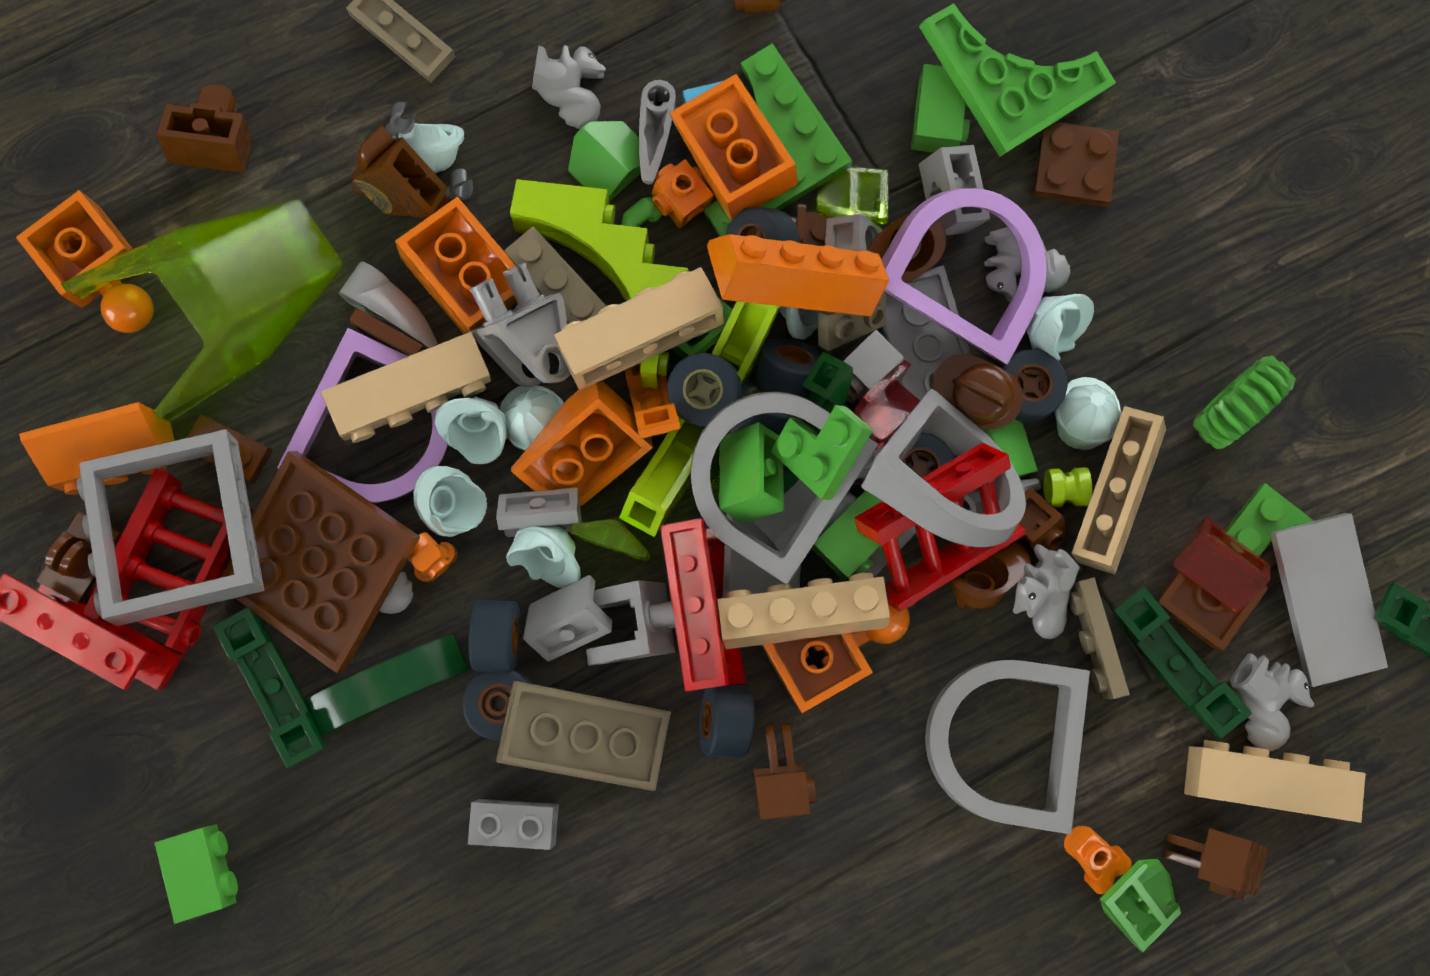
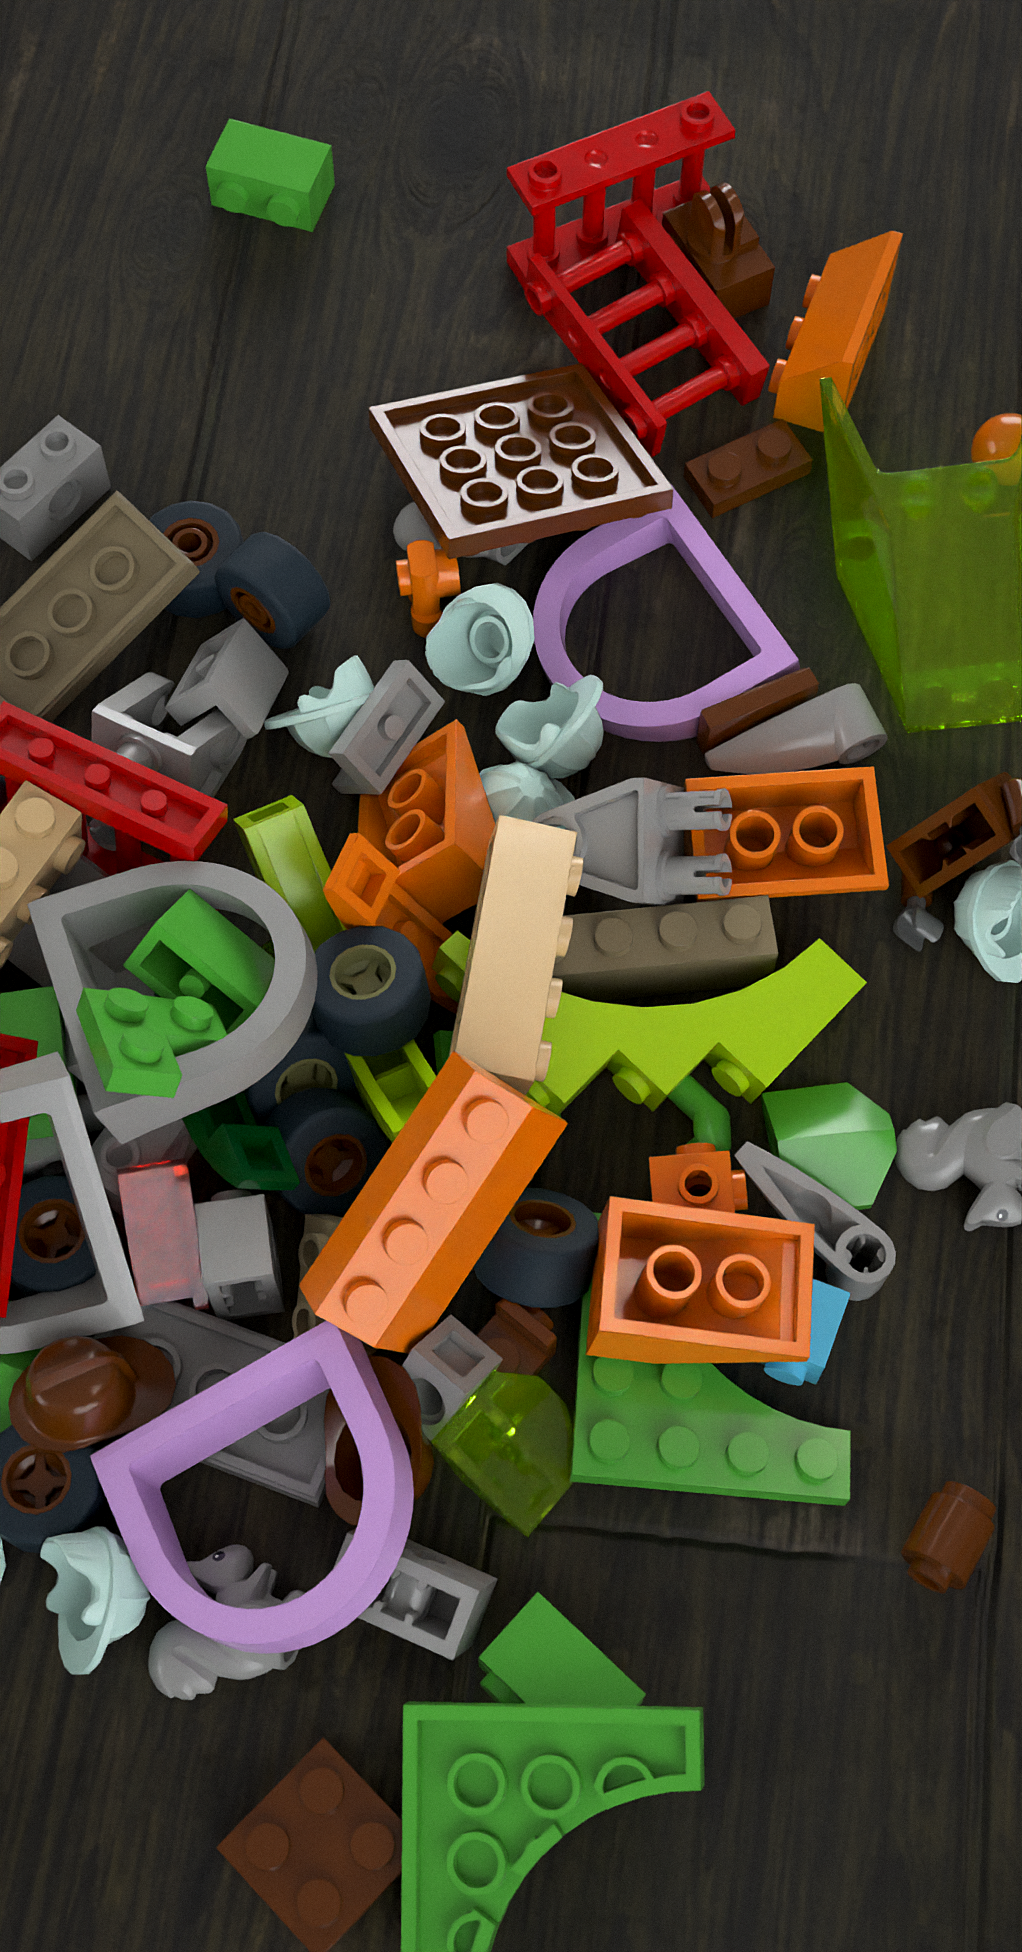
camera: 125 degrees right, 15 degrees down
(237, 514) = (643, 398): light grey window -> none
(272, 685) = (414, 358): dark green slope -> none
(387, 683) = (319, 464): dark green slope -> none
(406, 387) = (662, 667): tan brick -> none
(613, 536) = (307, 780): clear neon green slope -> none

